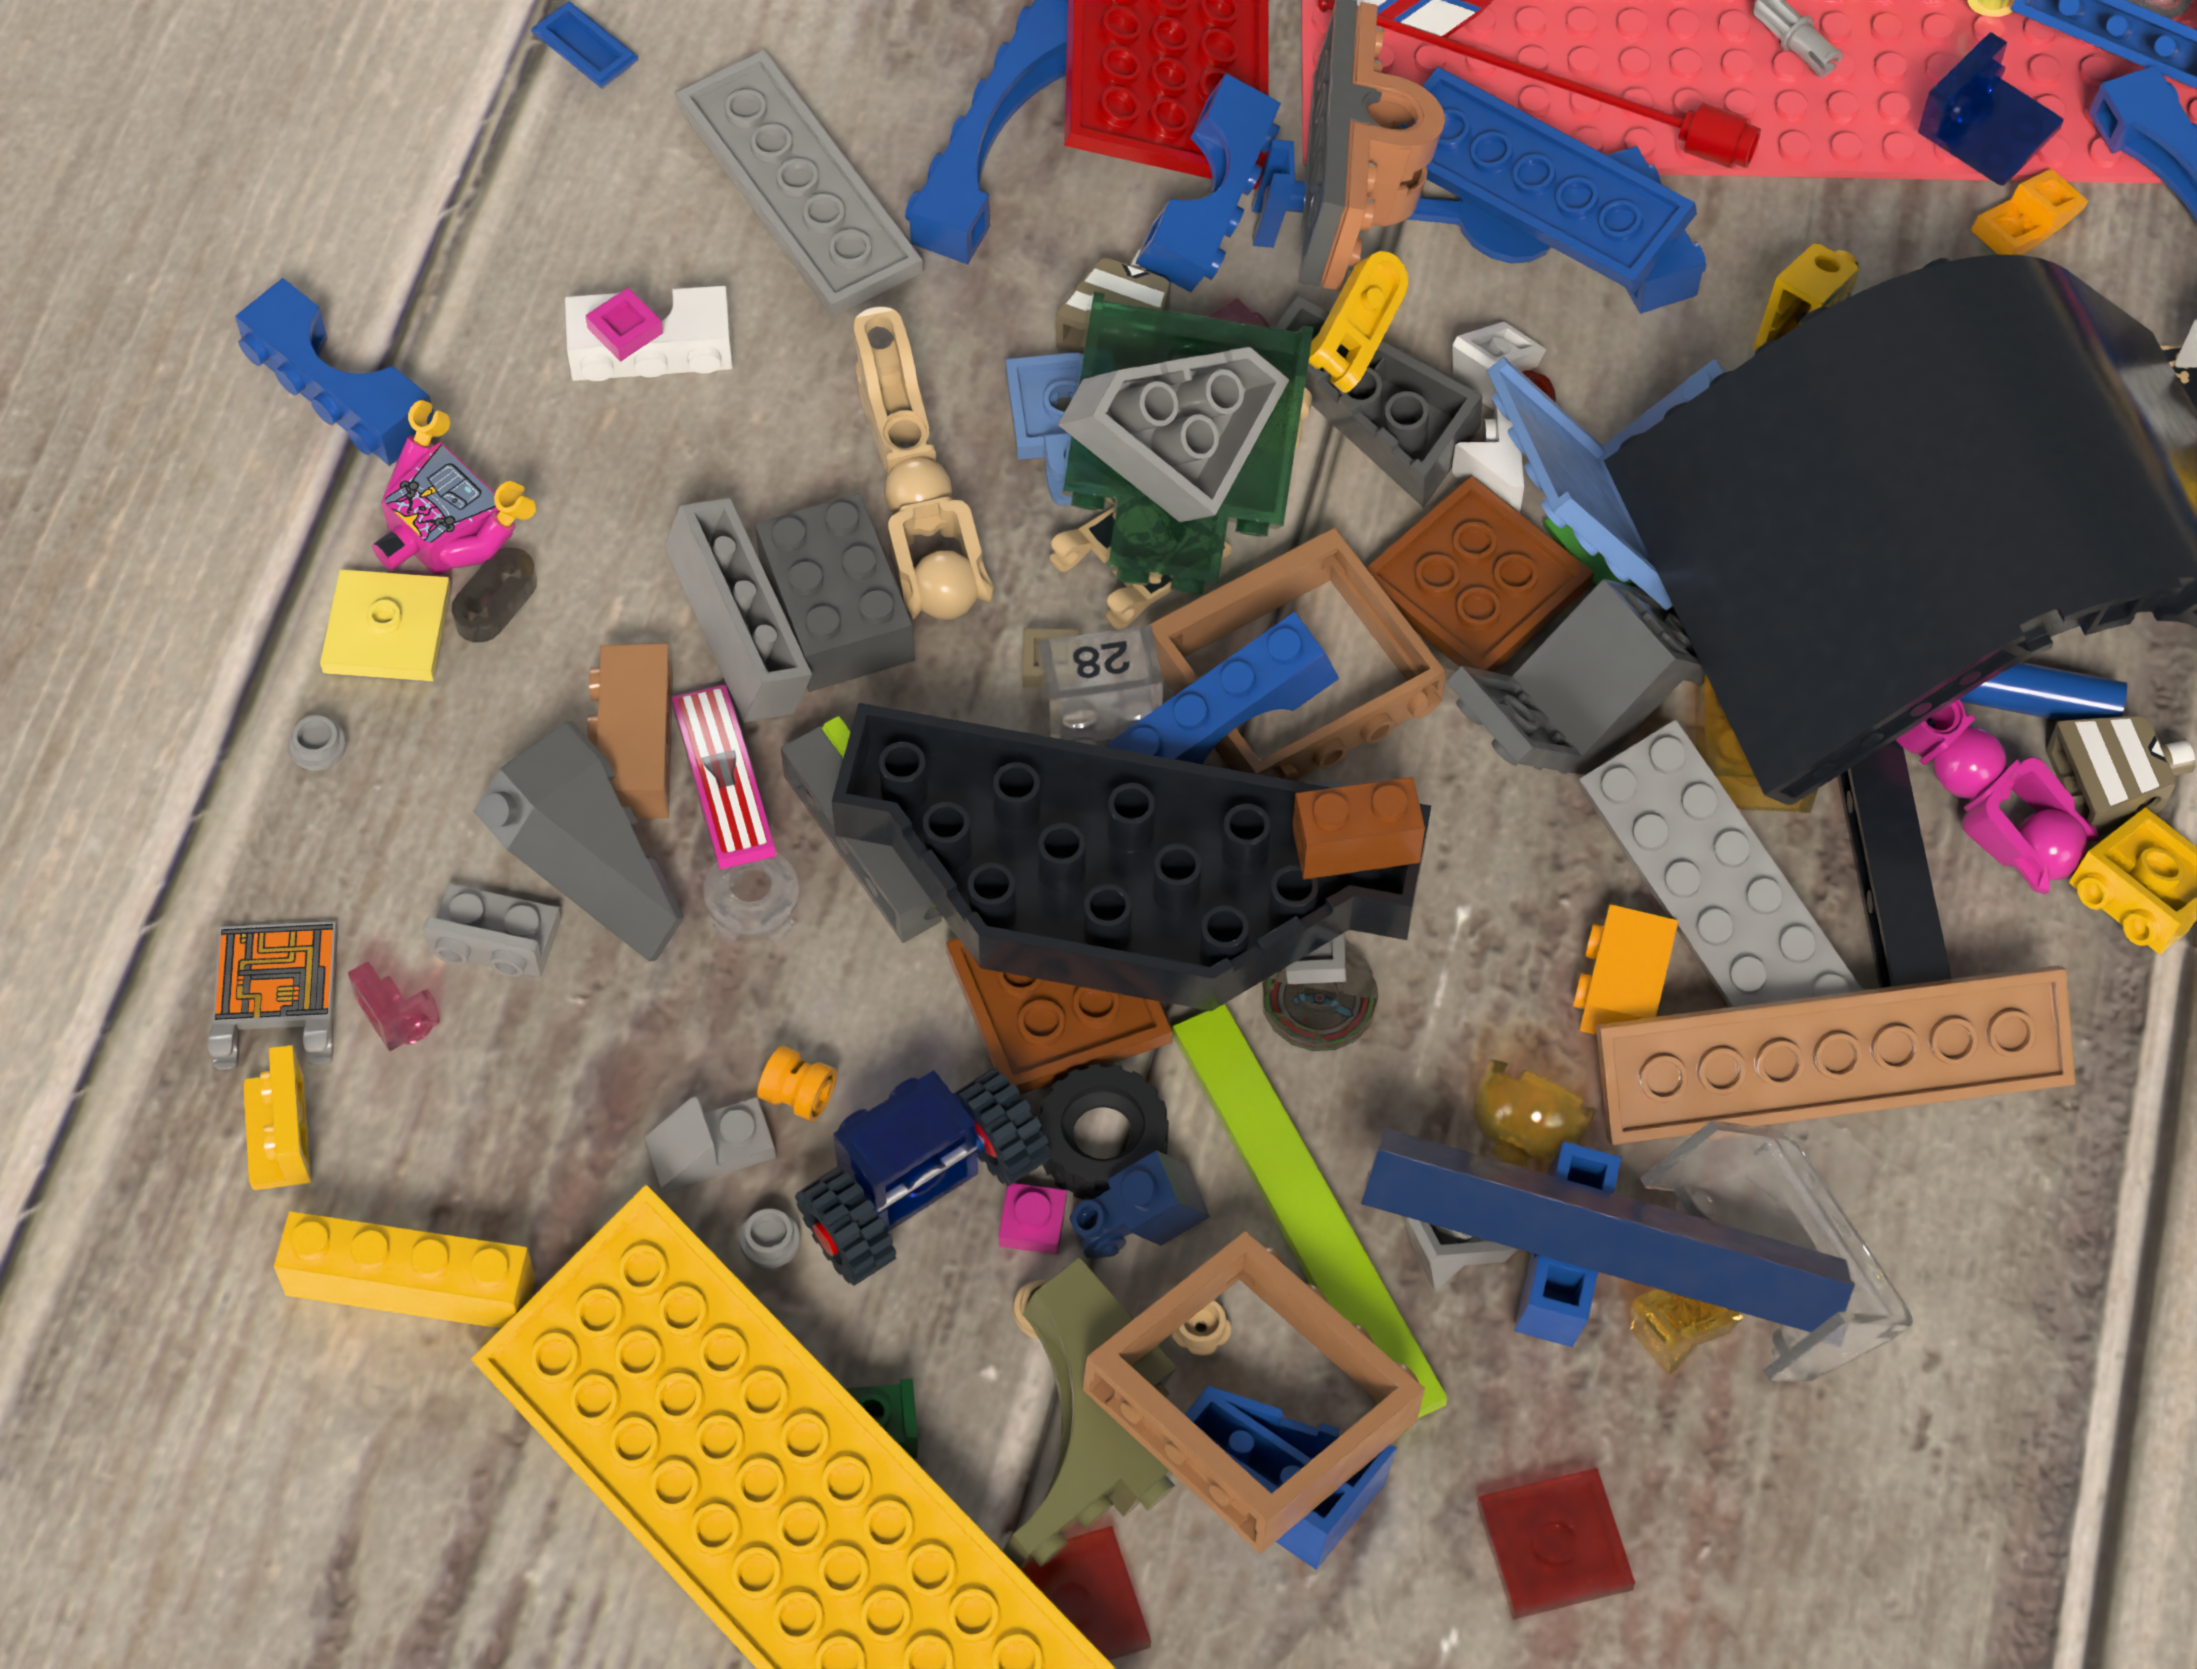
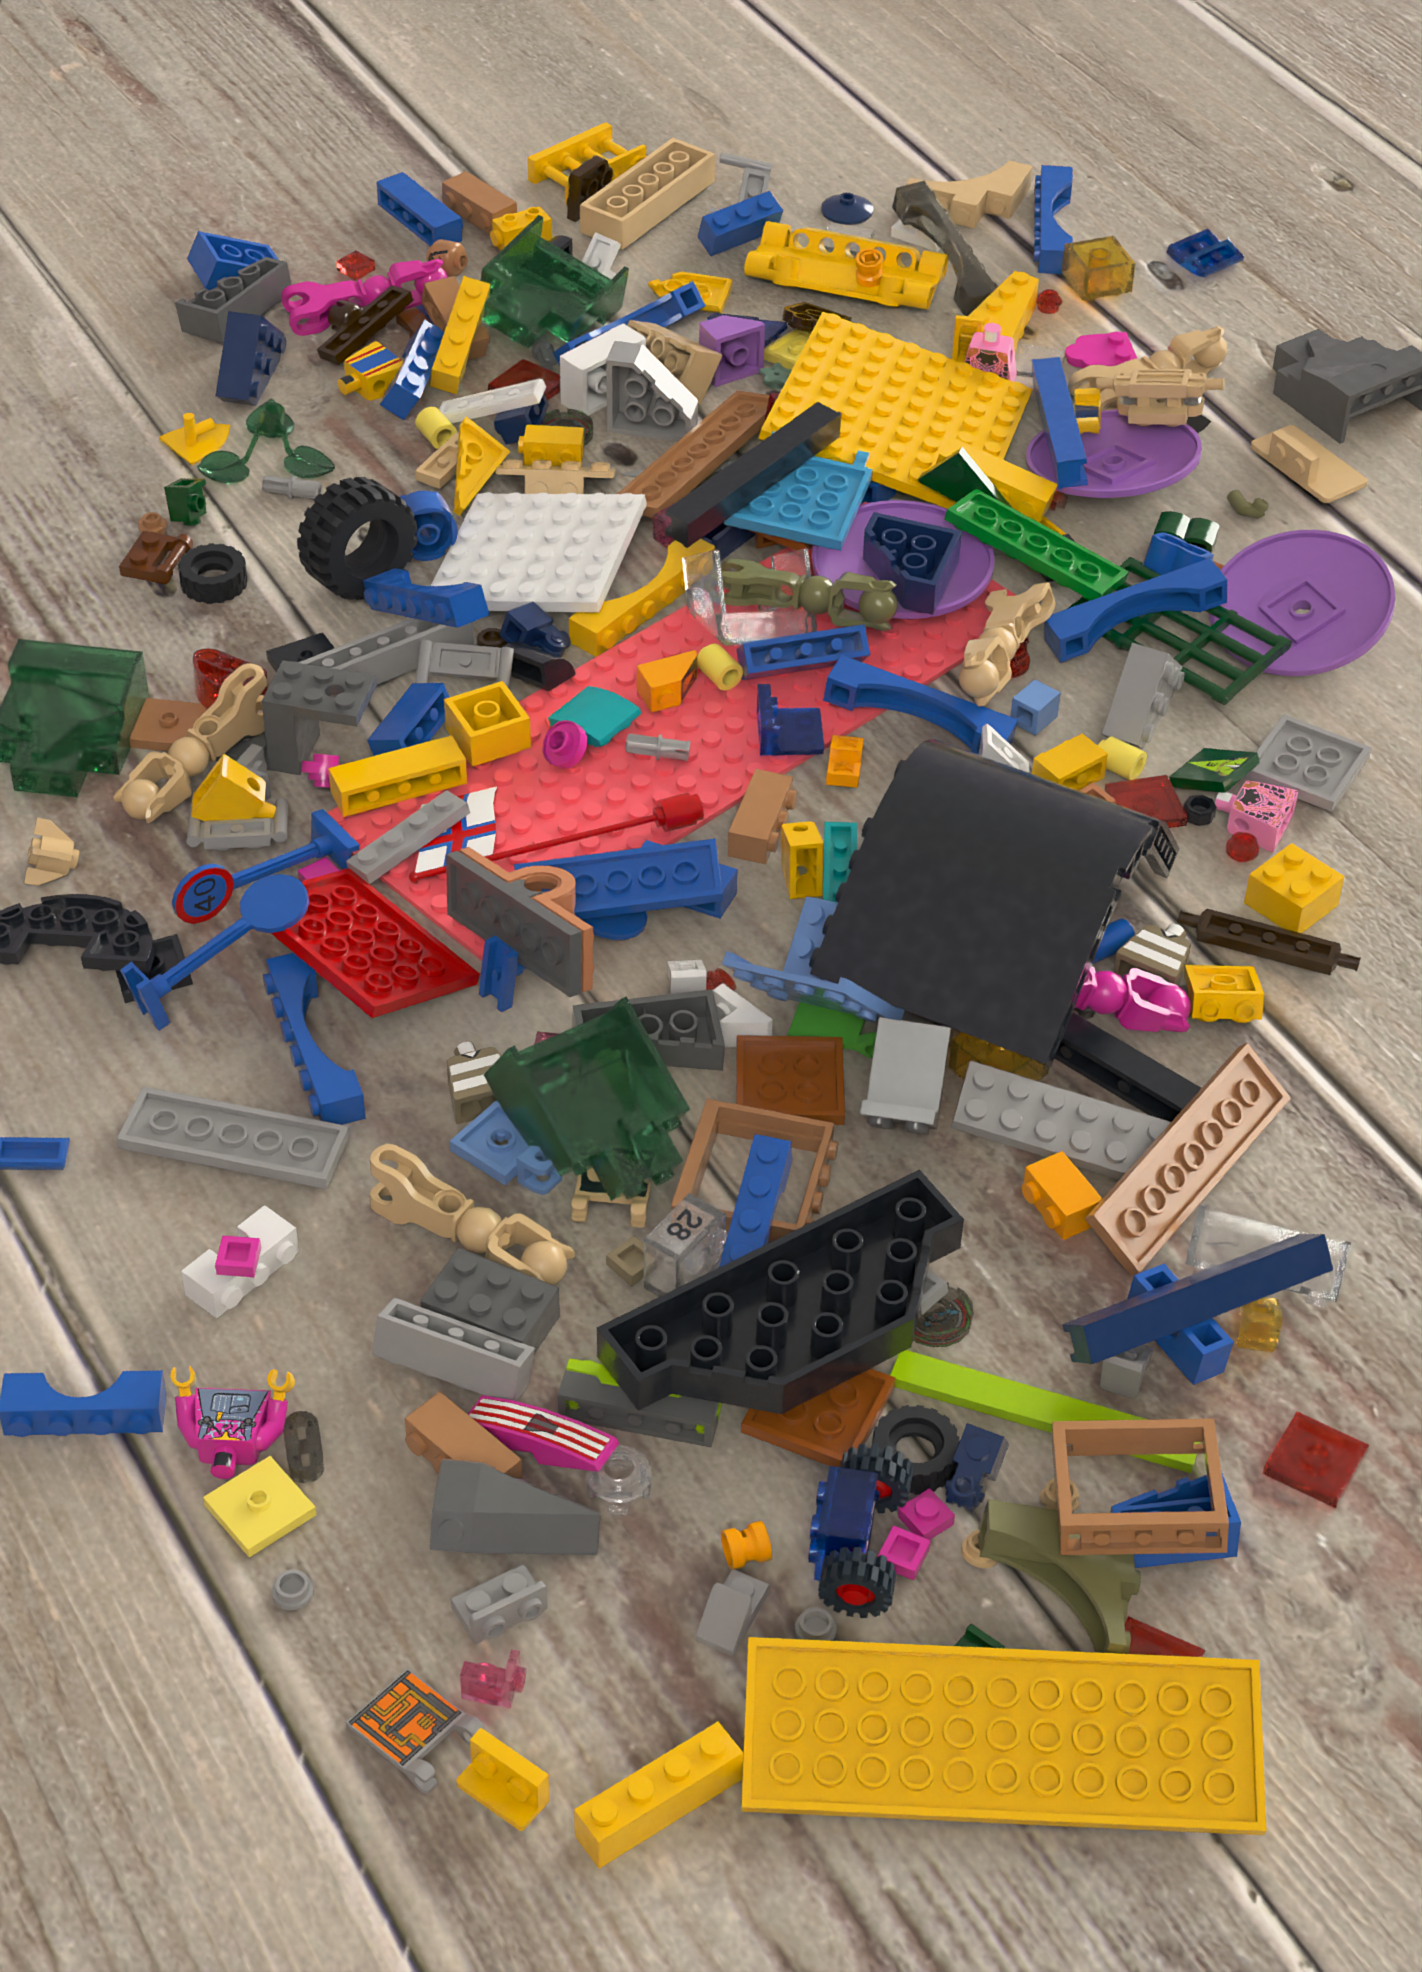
camera: 45 degrees left, 15 degrees down
(953, 1237) = (905, 1551): none -> dark pink plate
(1178, 425) = (604, 1091): light grey brick -> none
(1188, 232) = (452, 957): blue arch -> none
(1358, 828) = (908, 1196): dark orange brick -> none
(1360, 318) = (620, 982): yellow plate -> none
(1528, 1115) = (1095, 1283): clear yellow cylinder -> none
(1830, 209) = (760, 816): none -> medium nougat brick

